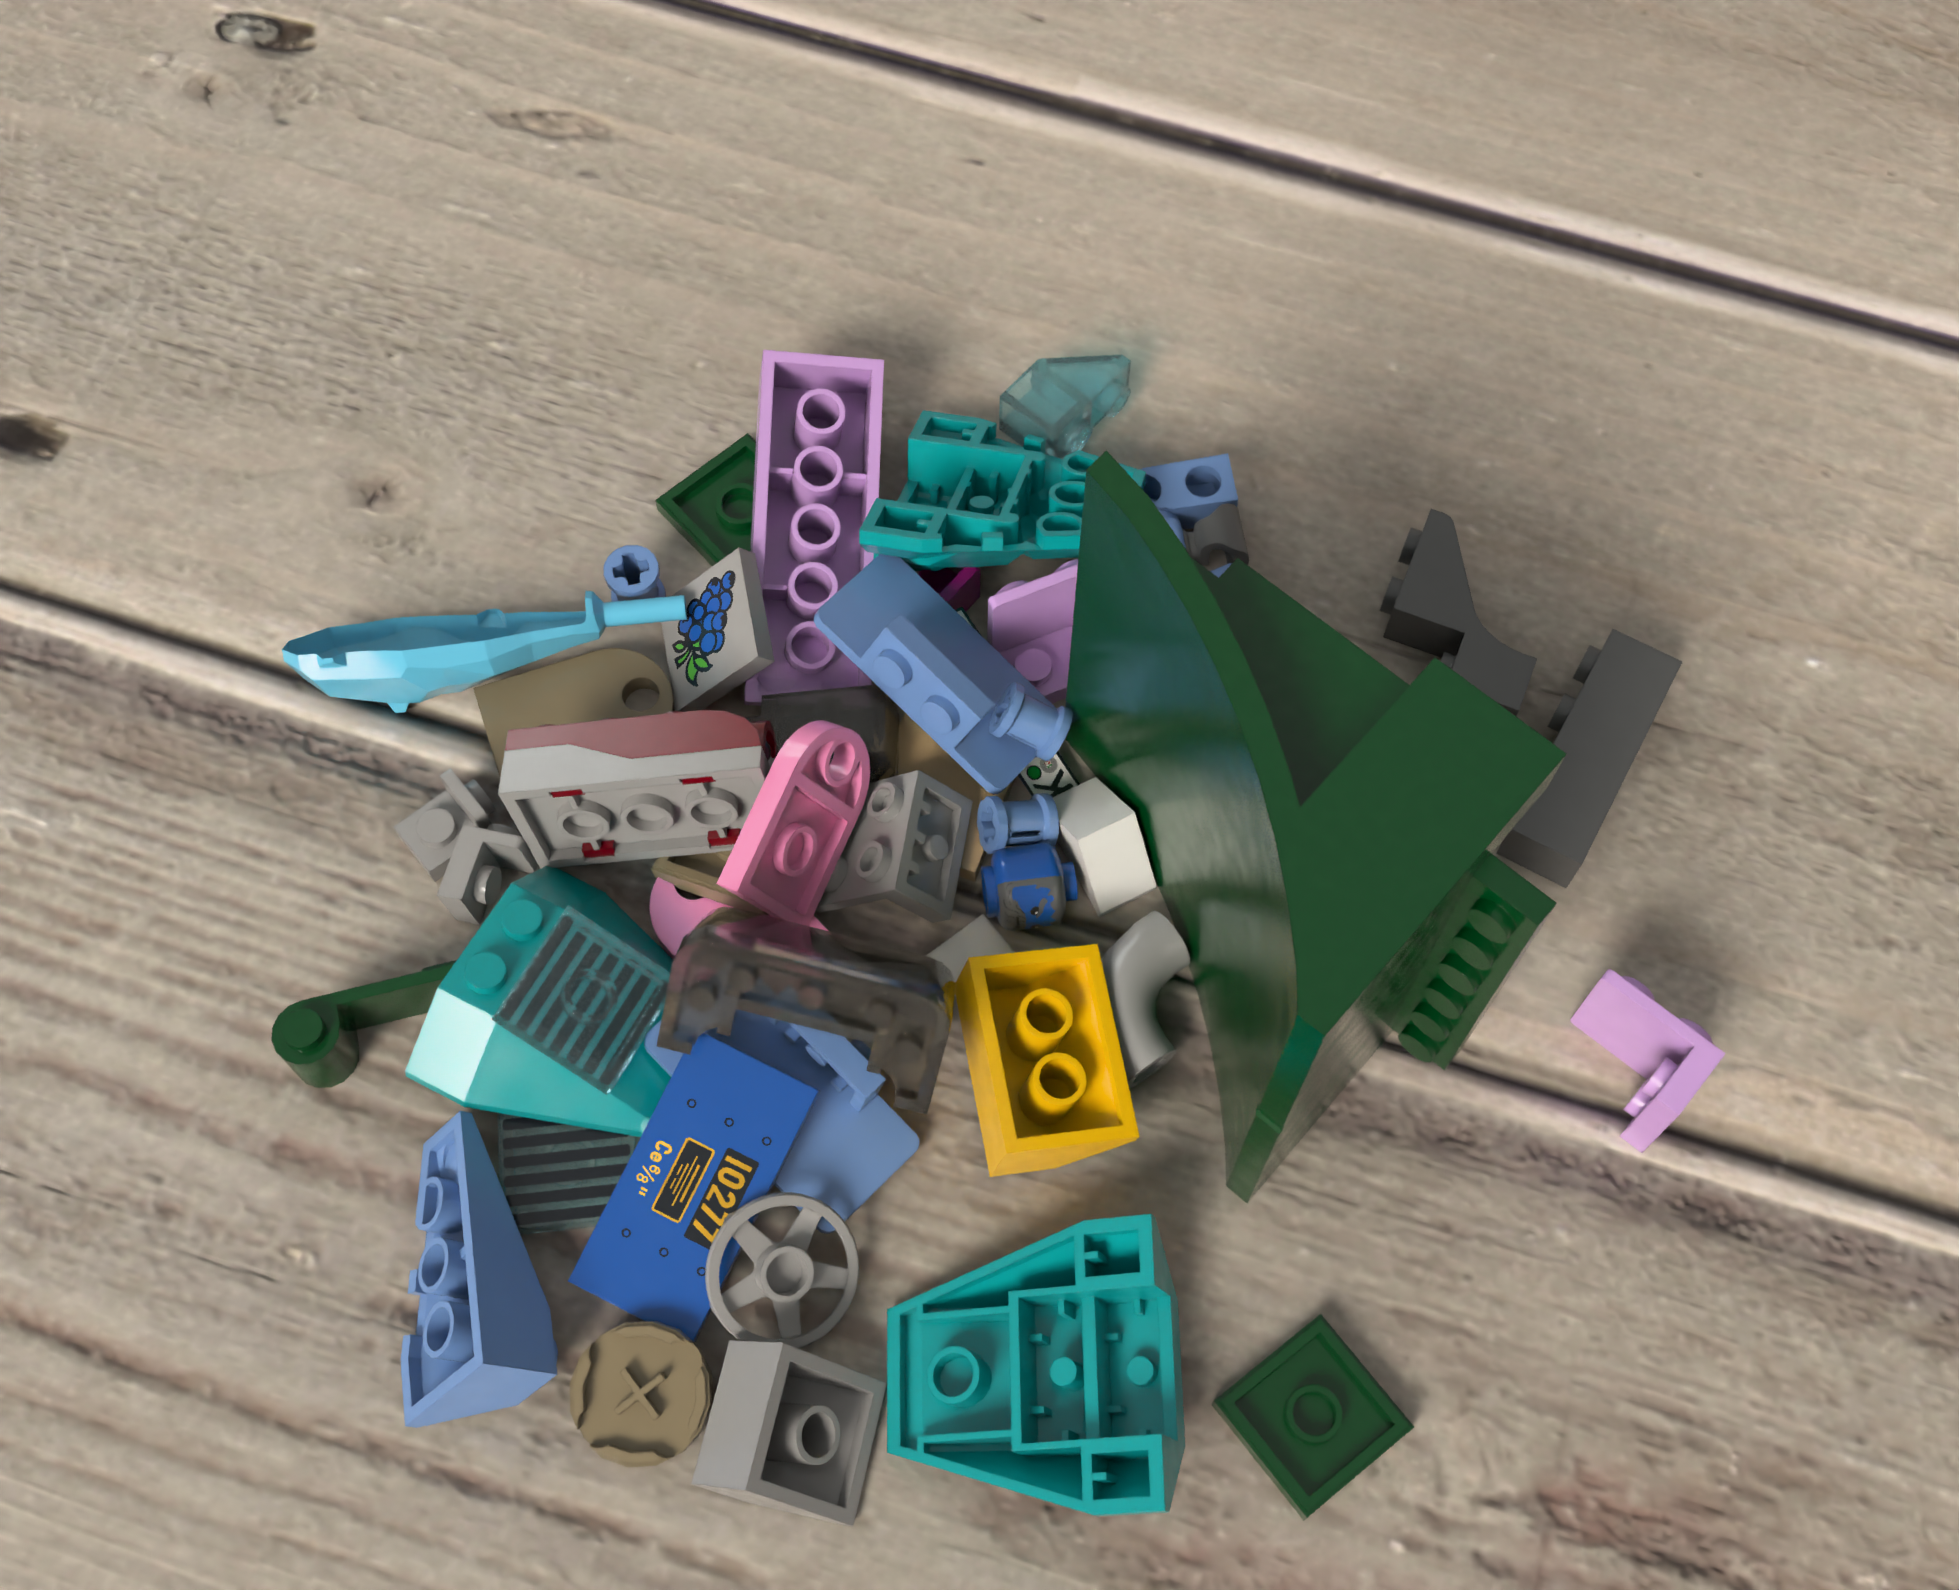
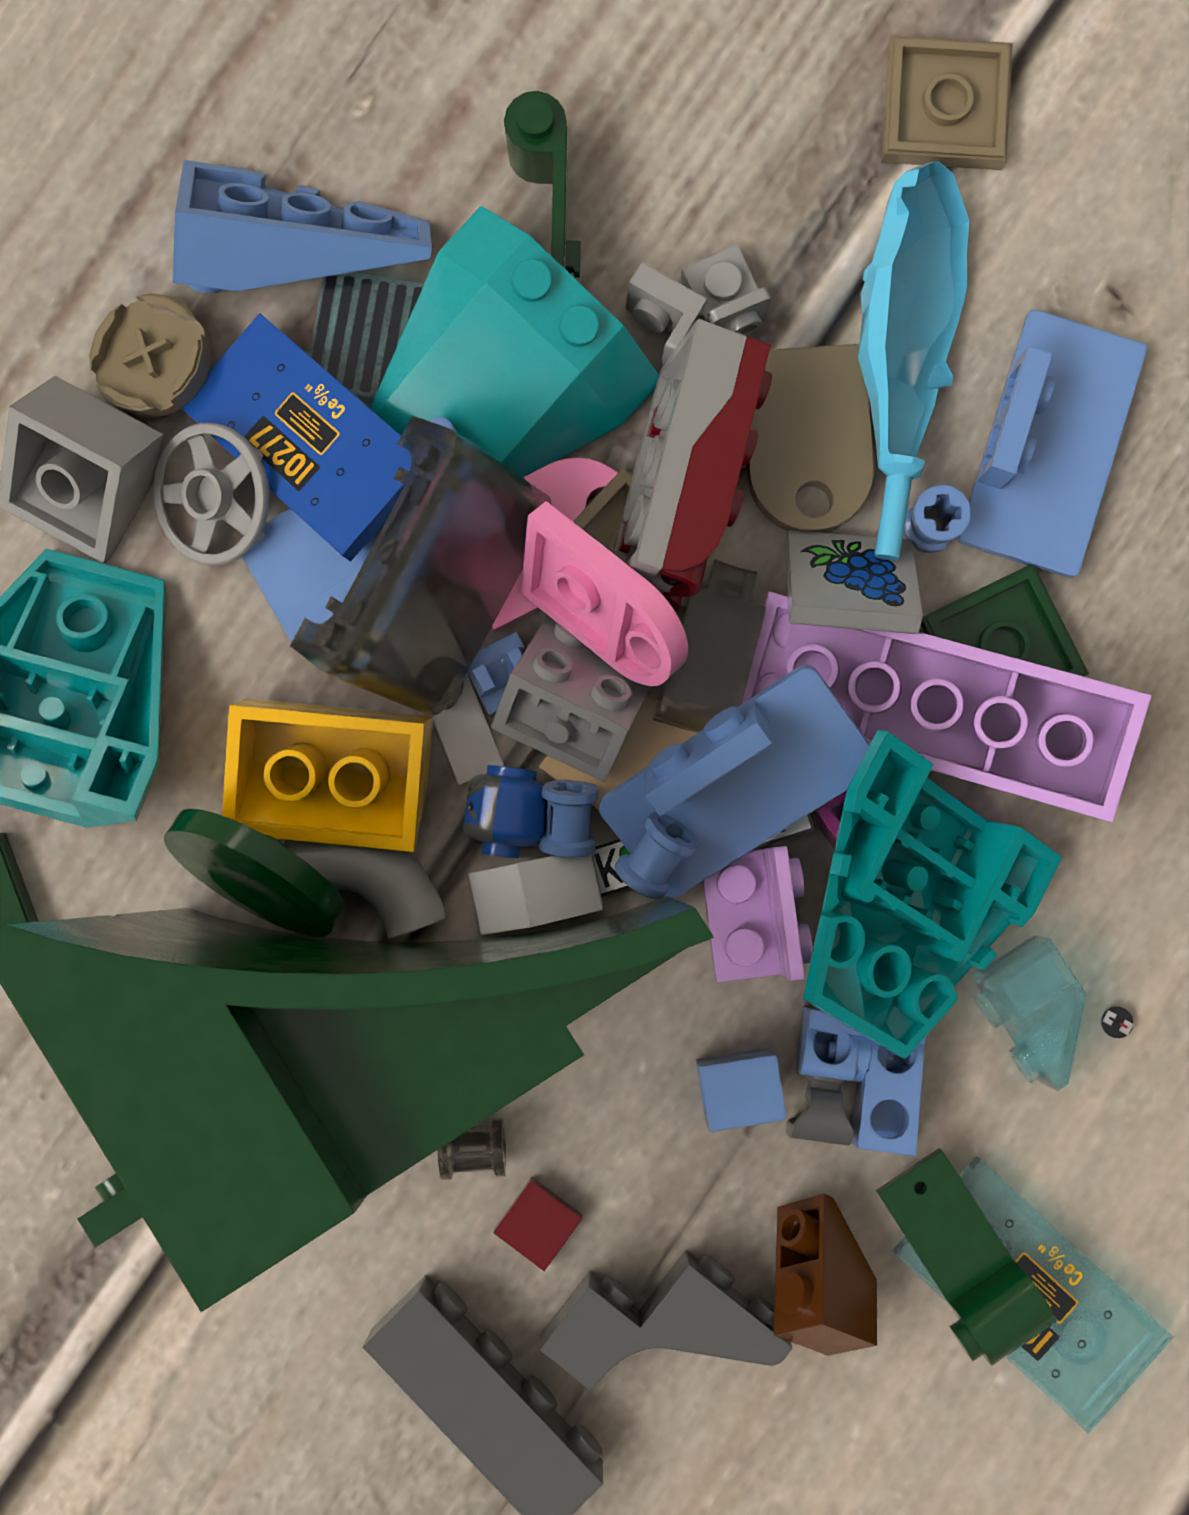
camera: 110 degrees right, 20 degrees up
(207, 680) = (947, 102): none -> dark tan tile
(532, 509) = (1052, 443): none -> medium blue bracket
(585, 1000) = (489, 369): clear light blue tile -> none
(893, 927) = (493, 668): none -> medium blue tile
(1054, 346) = (1117, 1022): none -> black piece
(1168, 1081) = (254, 872): none -> dark green piece
(1309, 358) = (1100, 1331): none -> clear light blue tile
(1322, 381) = (966, 1259): none -> dark green door
(1361, 506) = (822, 1280): none -> reddish brown slope
(1664, 1050) = (125, 1351): lavender bracket -> none

